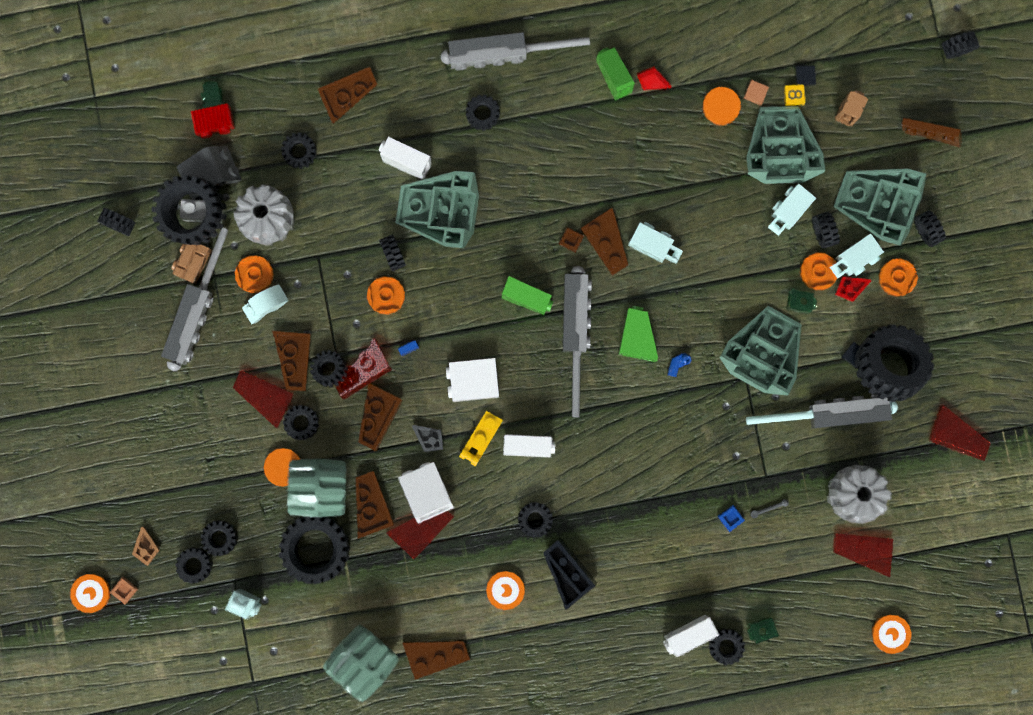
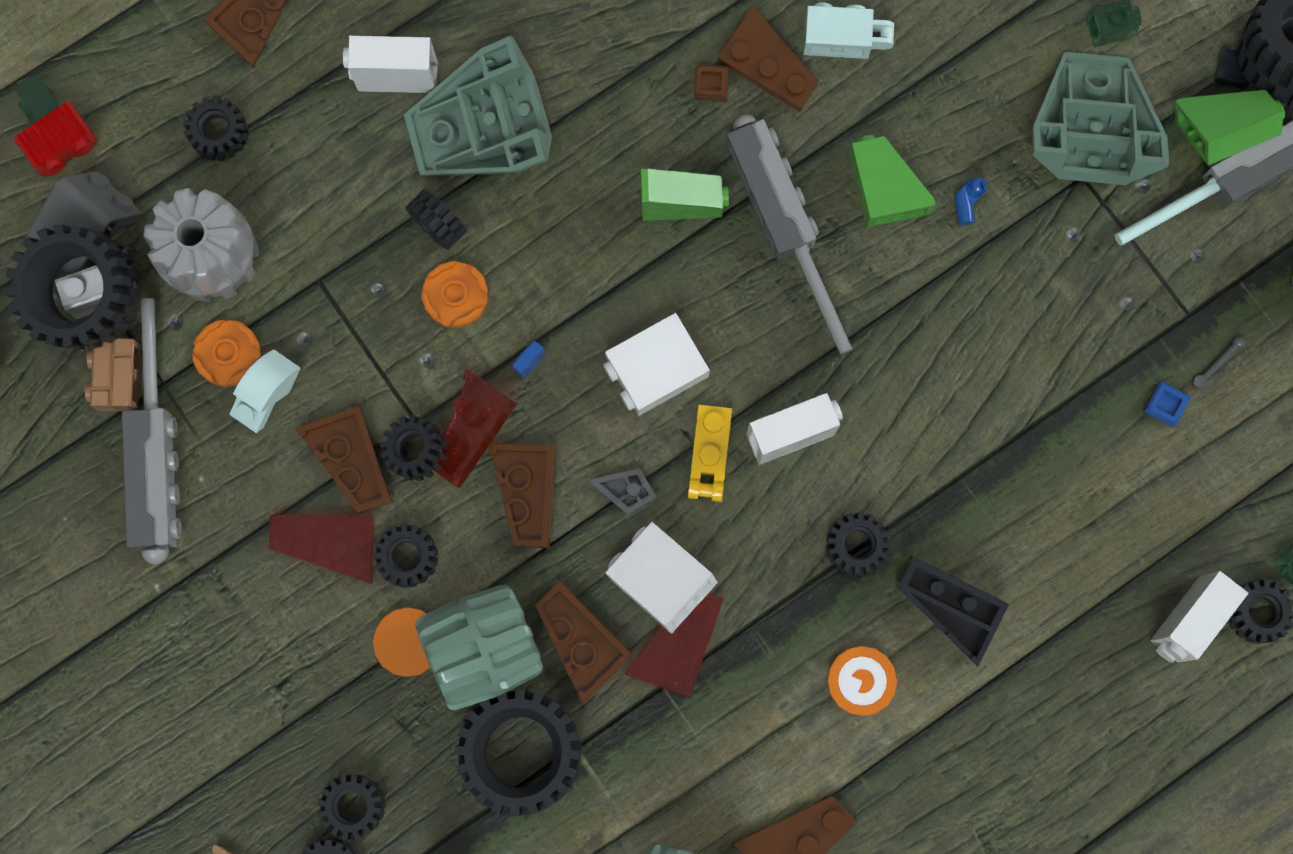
camera: 20 degrees left, 5 degrees down
(833, 385) = (1228, 122): none -> bright green slope

